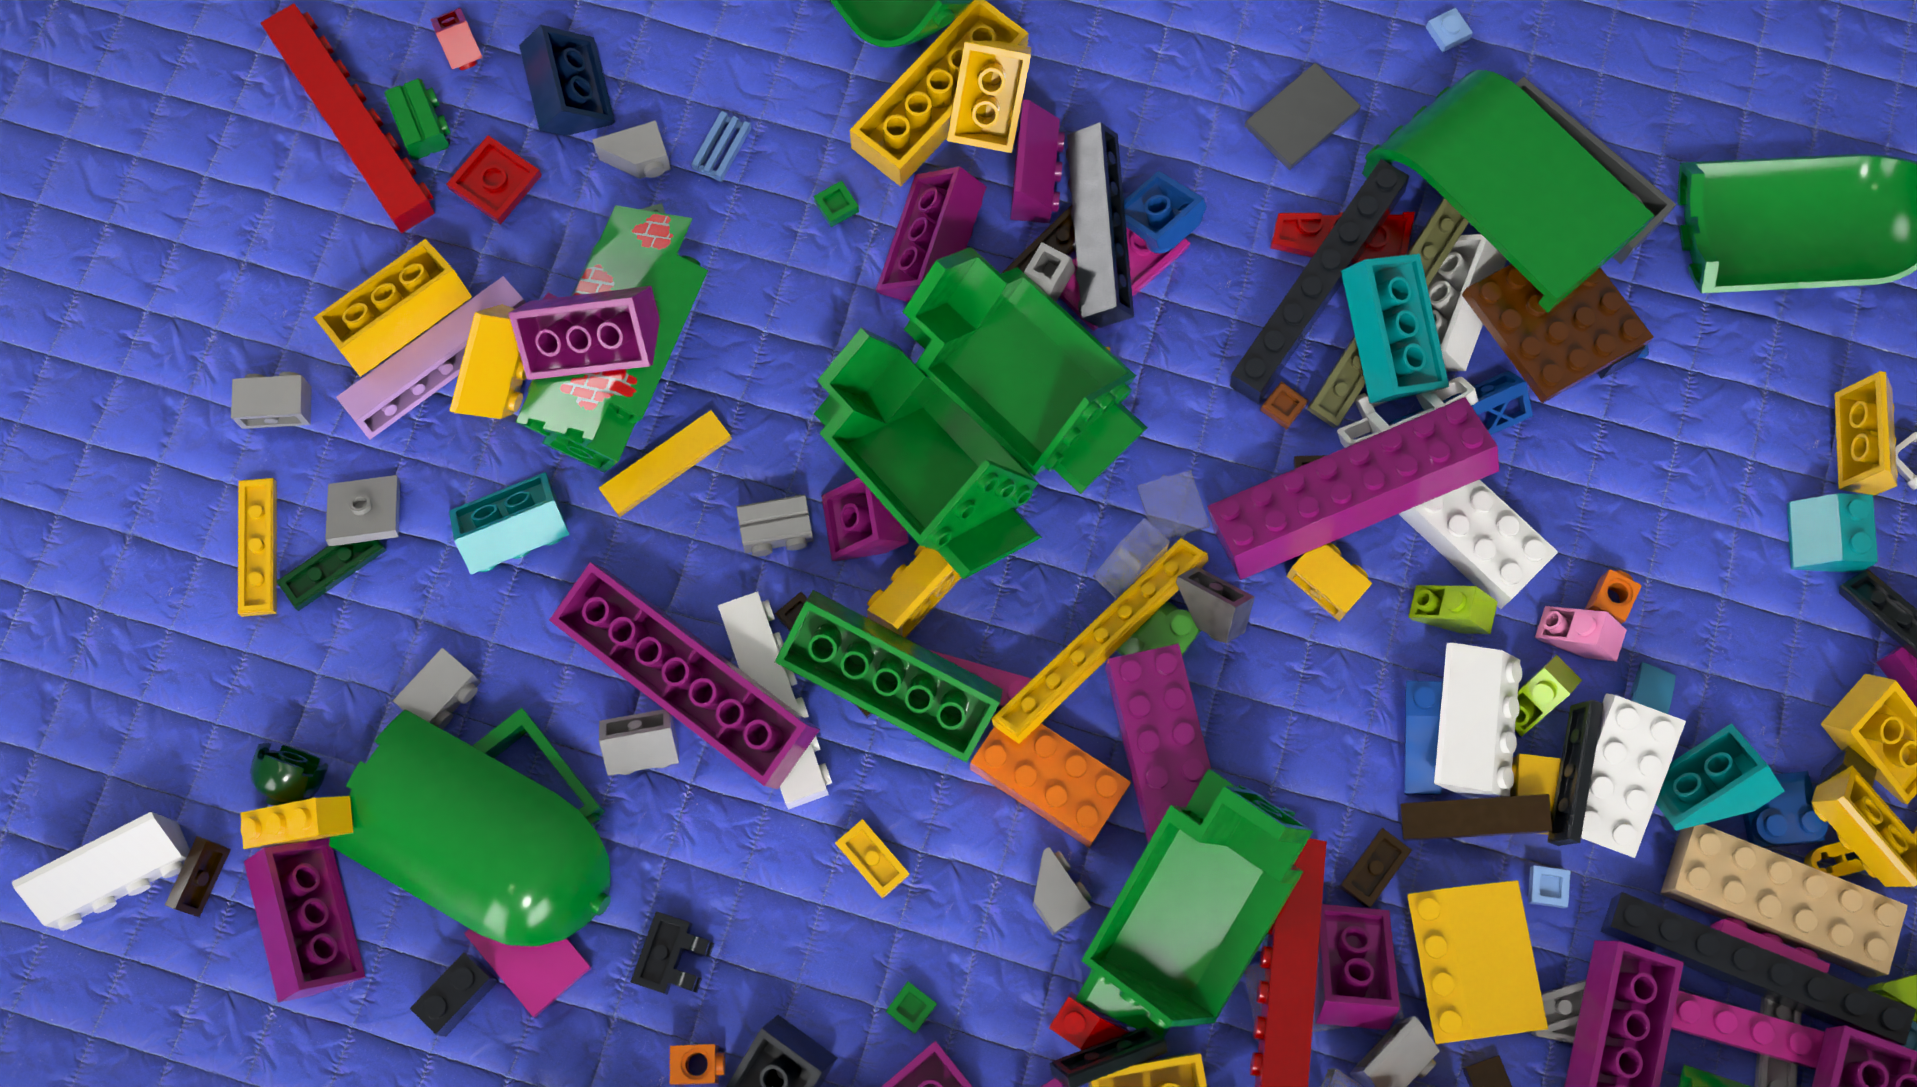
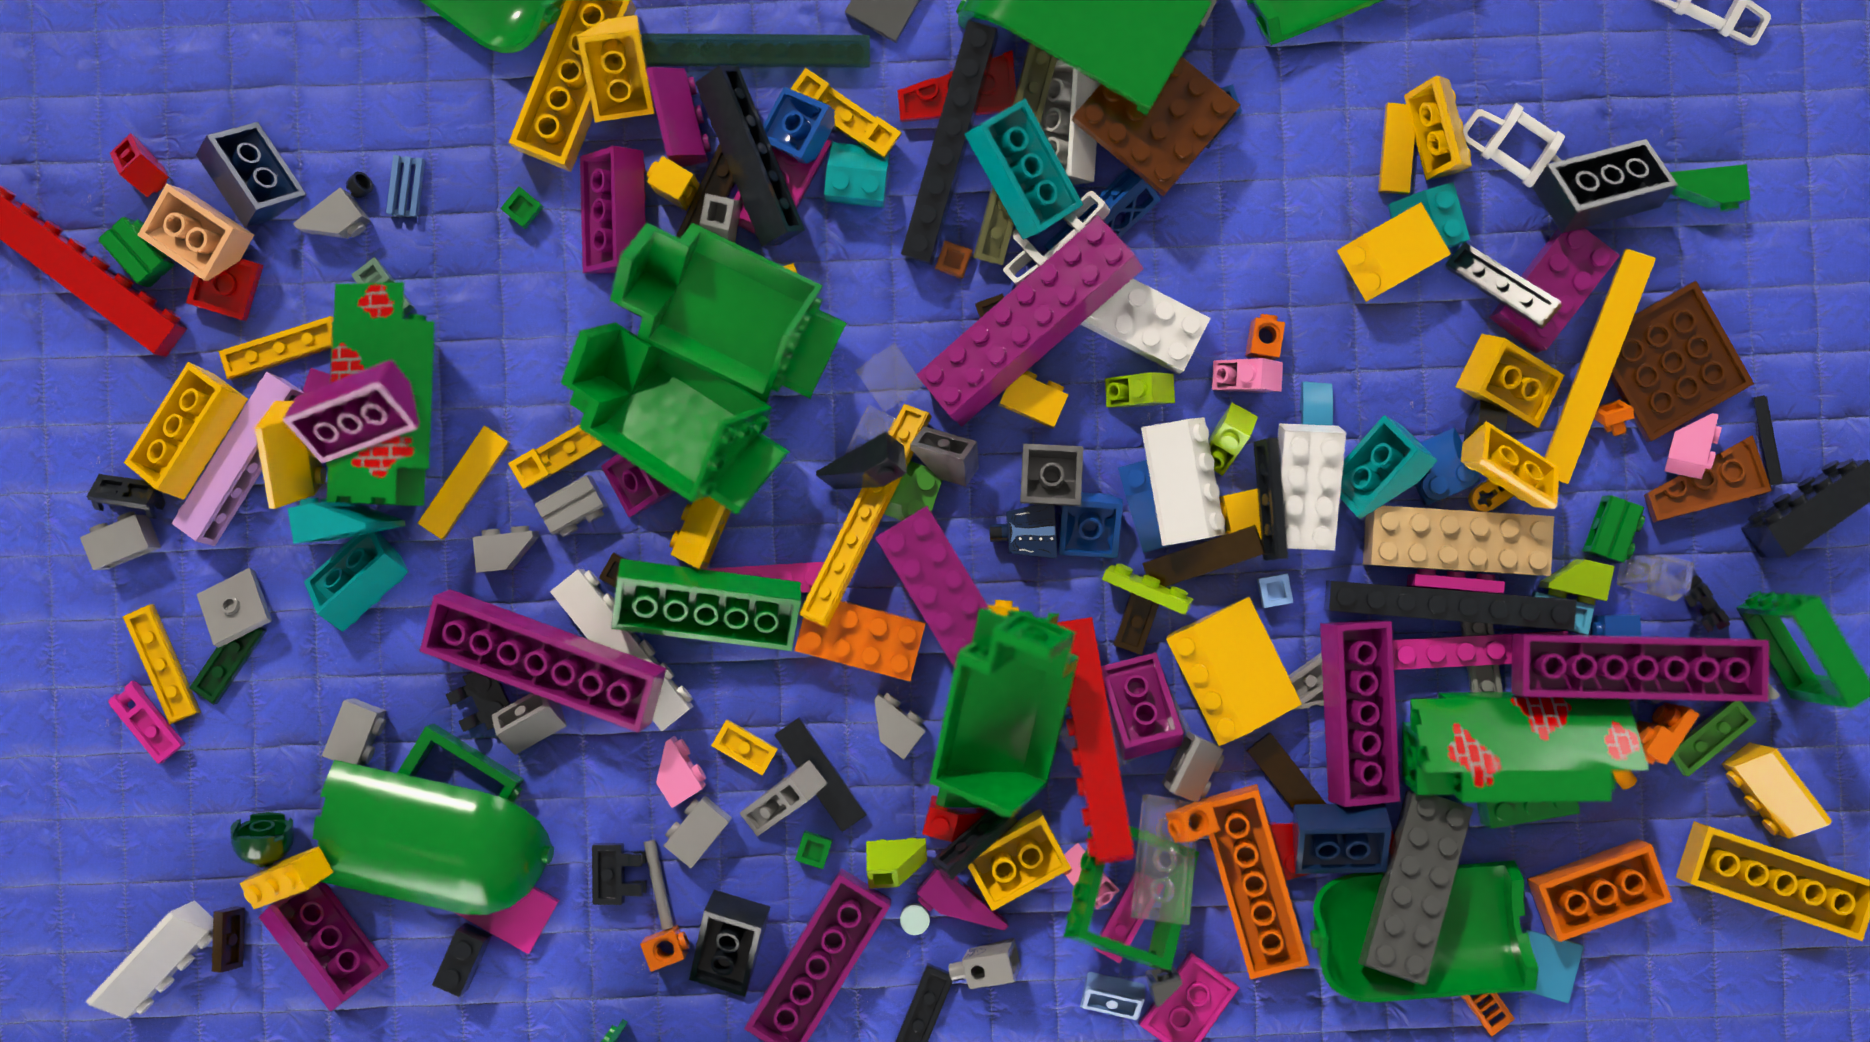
camera: 15 degrees left, 15 degrees up
(214, 604) = (146, 722): none -> dark pink plate
(301, 351) = (125, 493): none -> black hinge
(487, 116) = (194, 233): none -> light nougat slope
(512, 454) = (336, 521): none -> teal slope
(521, 262) = (277, 348): none -> yellow tile
(602, 701) = (487, 695): none -> black plate
(674, 128) = (359, 185): none -> black hinge
(681, 547) = (502, 551): none -> light grey slope
(714, 987) = (658, 884): none -> light grey bar
(782, 466) = (553, 456): none -> yellow slope
(782, 937) = (697, 831): none -> light grey brick
(783, 864) = (677, 774): none -> bright pink slope
(897, 931) = (783, 798): none -> light grey slope
(949, 922) = (836, 794): none -> black tile
(1003, 1052) = (893, 861): none -> lime slope
(1008, 226) = (673, 182): none -> yellow brick
(1120, 584) = (868, 465): none -> black slope
(1148, 130) = (756, 50): none -> clear green plate
(1206, 286) = (856, 176): none -> teal slope
(1218, 228) = (849, 118): none -> yellow slope
(1280, 722) = (1028, 531): none -> dark blue torso
(1328, 662) = (1051, 474): none -> flat silver slope
(1353, 739) = (1092, 527): none -> blue slope
(1403, 830) = (1148, 588): none -> lime plate
(1786, 549) = (1393, 251): none -> yellow slope
(1812, 448) = (1396, 150): none -> yellow tile

